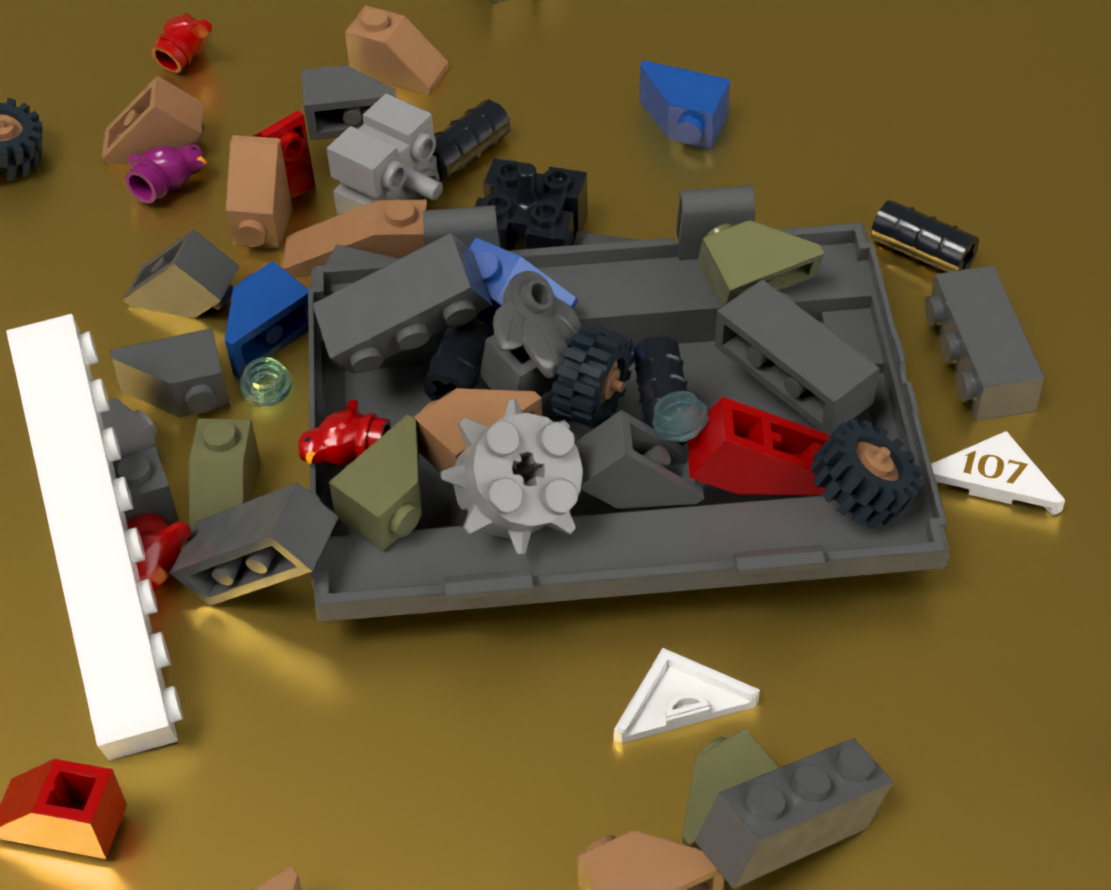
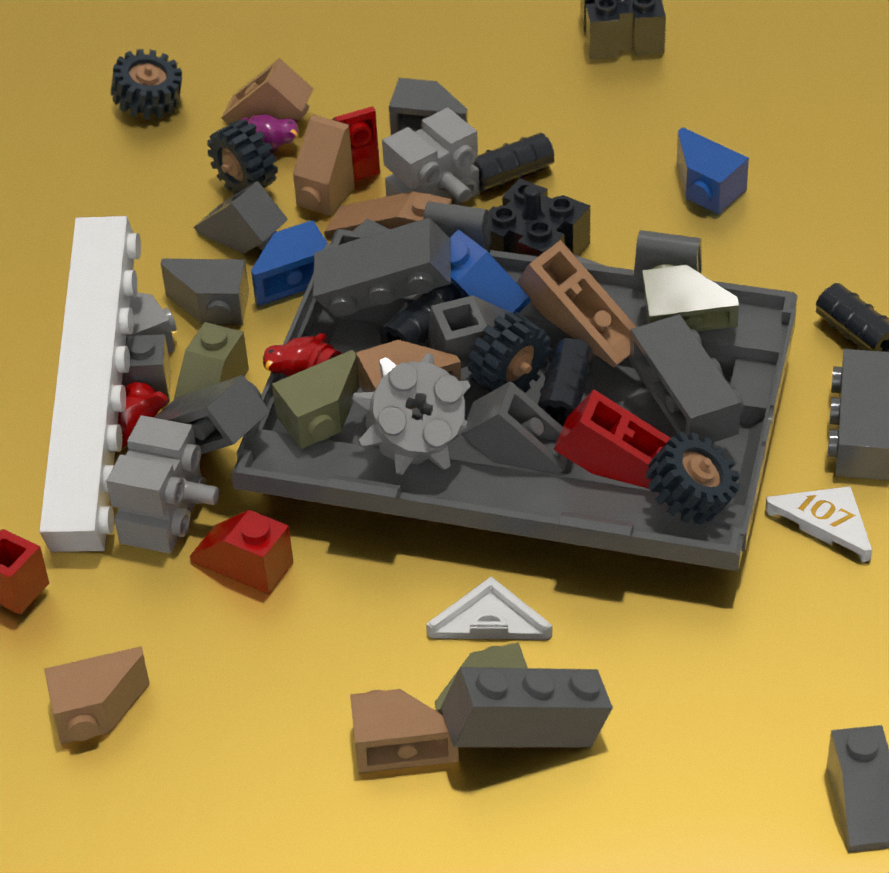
camera: 20 degrees right, 5 degrees down
(155, 203) = (241, 156): none -> black wheel
(180, 41) = (317, 37): red animal -> none
(224, 642) = (158, 484): none -> light grey brick
(265, 382) = (274, 311): clear light blue plate -> none
(358, 694) = (247, 550): none -> red slope
(393, 51) = (484, 79): medium nougat slope -> none
(536, 321) = (471, 305): dark grey plate -> none
(637, 294) = (577, 303): none -> medium nougat slope
(679, 416) = (558, 399): clear light blue plate -> none

